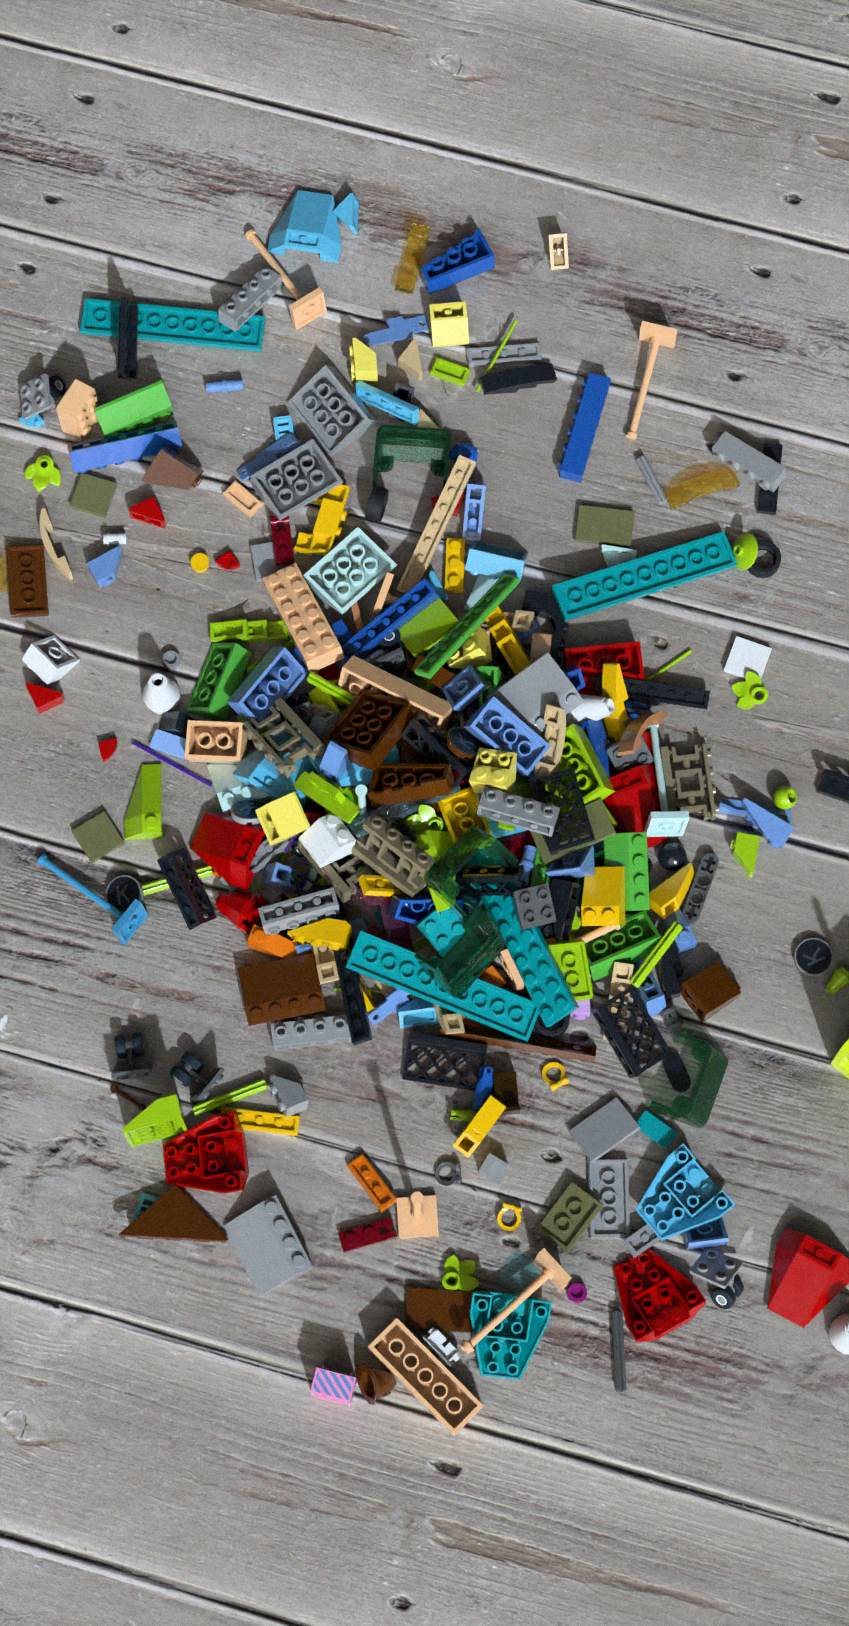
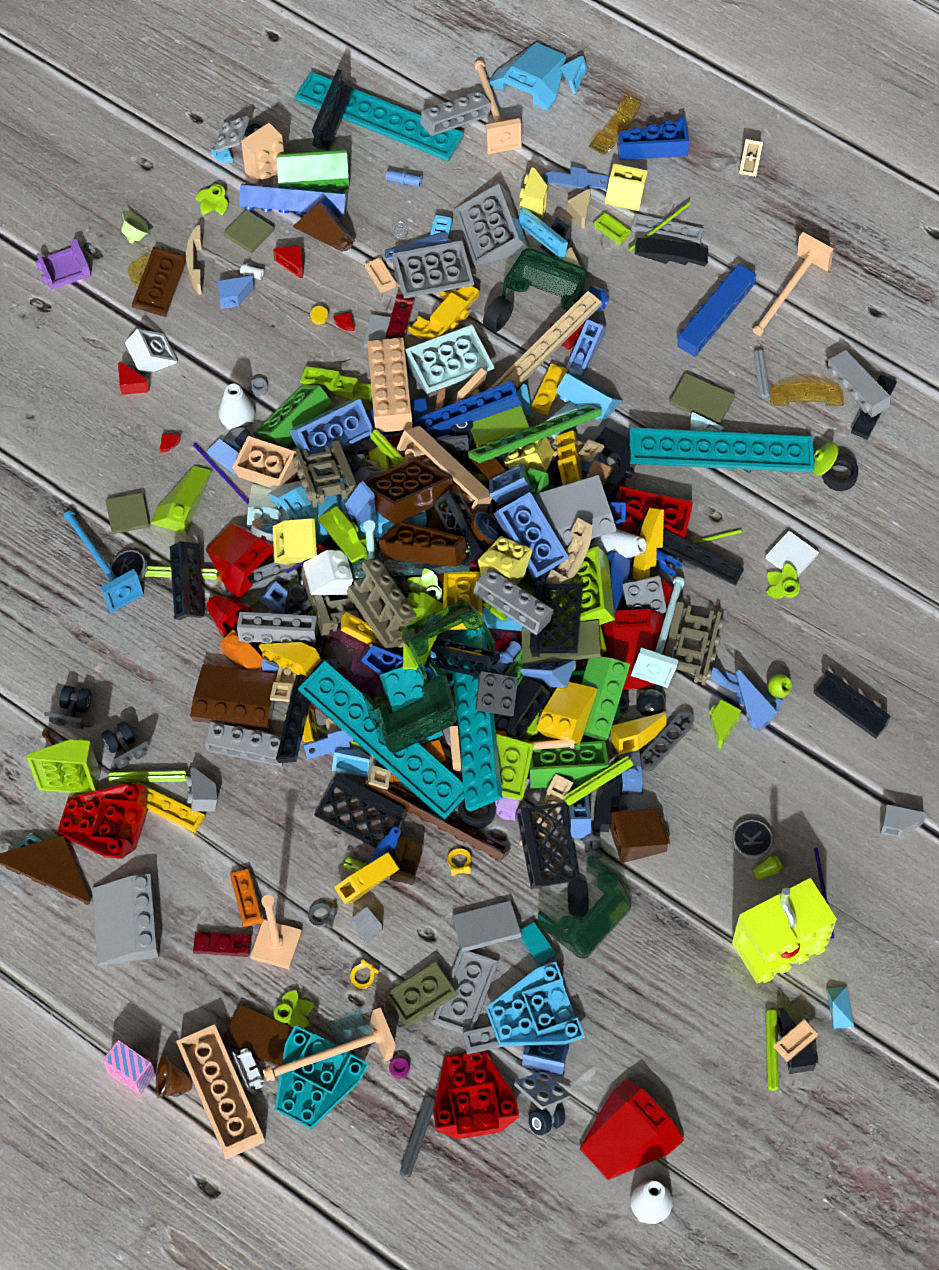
camera: 20 degrees right, 10 degrees down
(630, 739) = (649, 578): nougat slope -> none

